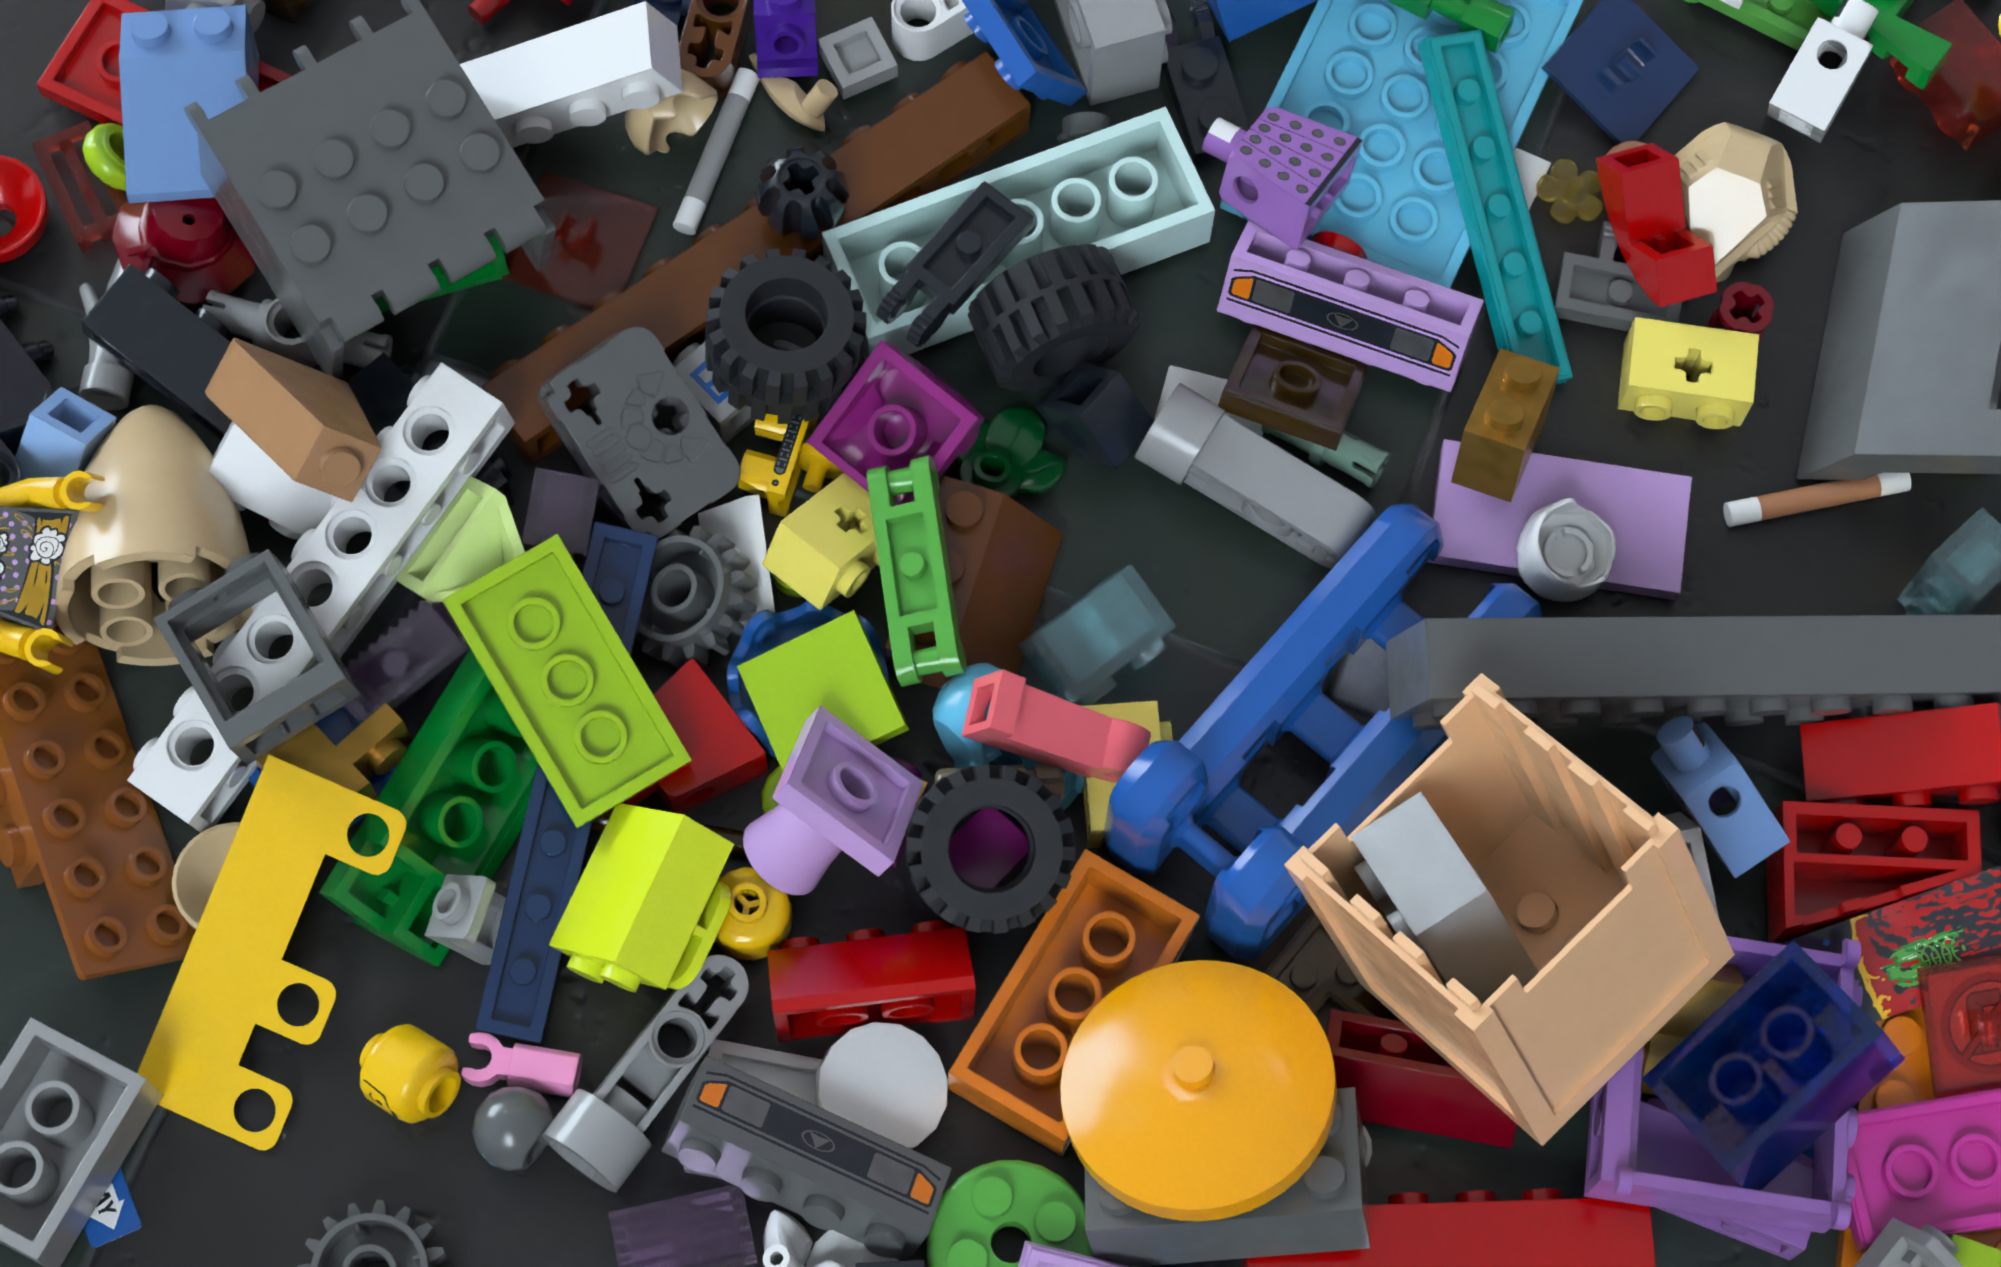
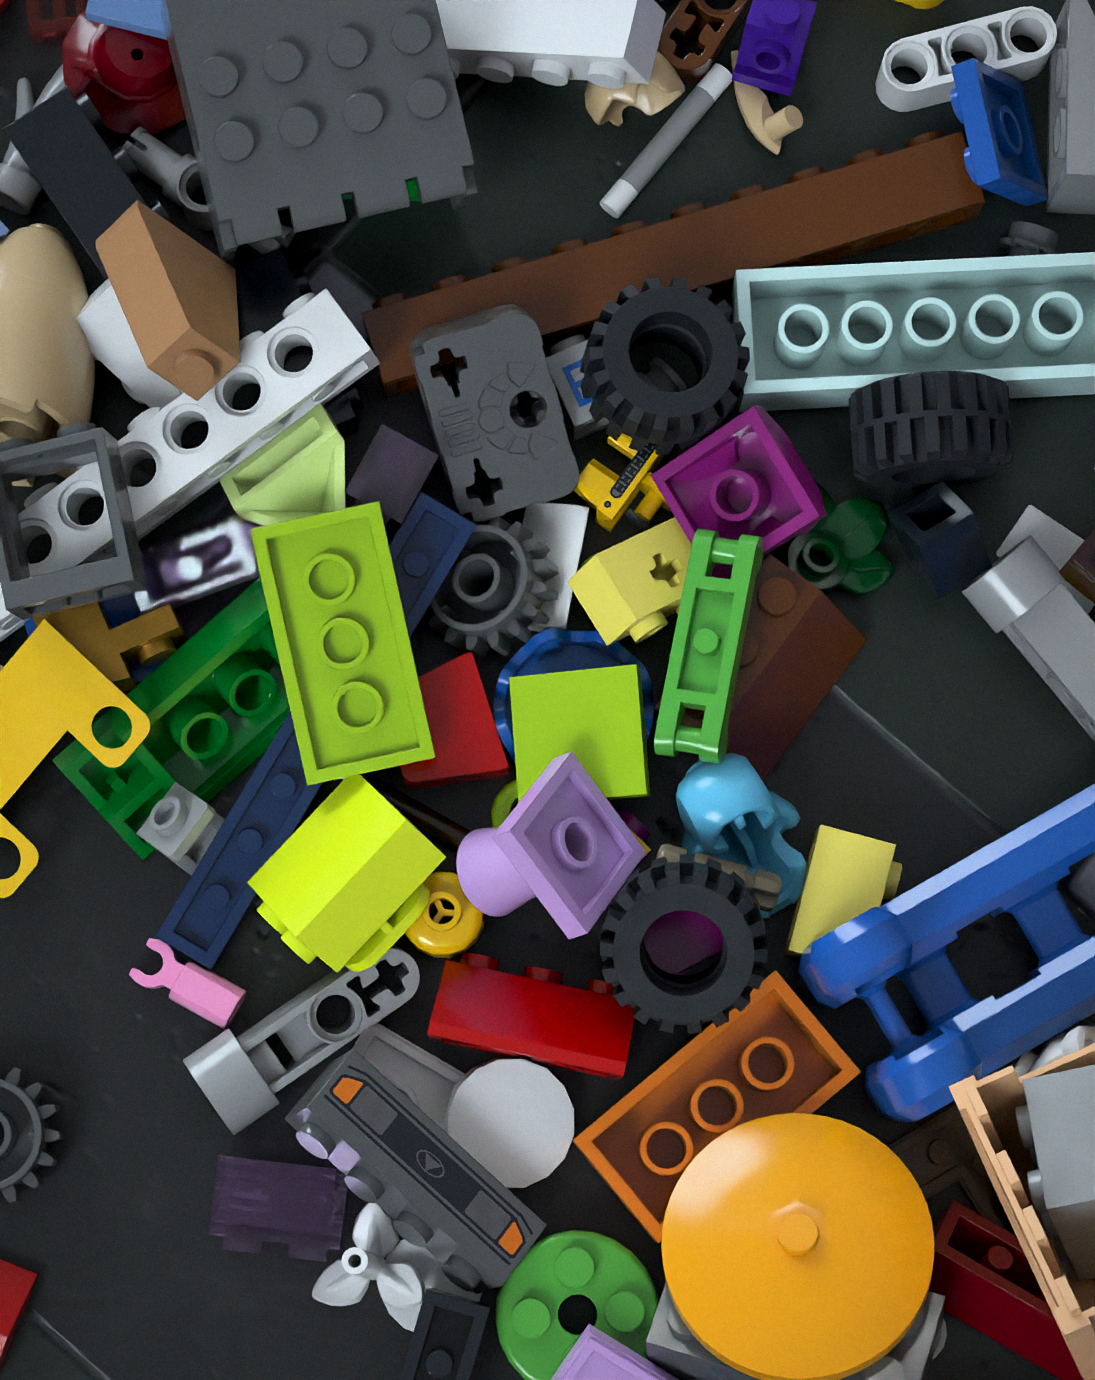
camera: 20 degrees right, 10 degrees up
(409, 1073) = (82, 956): yellow head -> none
(511, 1127) = (159, 1039): dark grey piece -> none
(593, 244) = (520, 190): clear red piece -> none
(802, 193) = (744, 212): black piece -> none
(857, 57) = (835, 91): light grey plate -> none
(957, 260) = (857, 345): black hinge -> none
(1051, 728) = (785, 850): coral leg -> none
(1098, 636) = (863, 759): clear light blue brick -> none

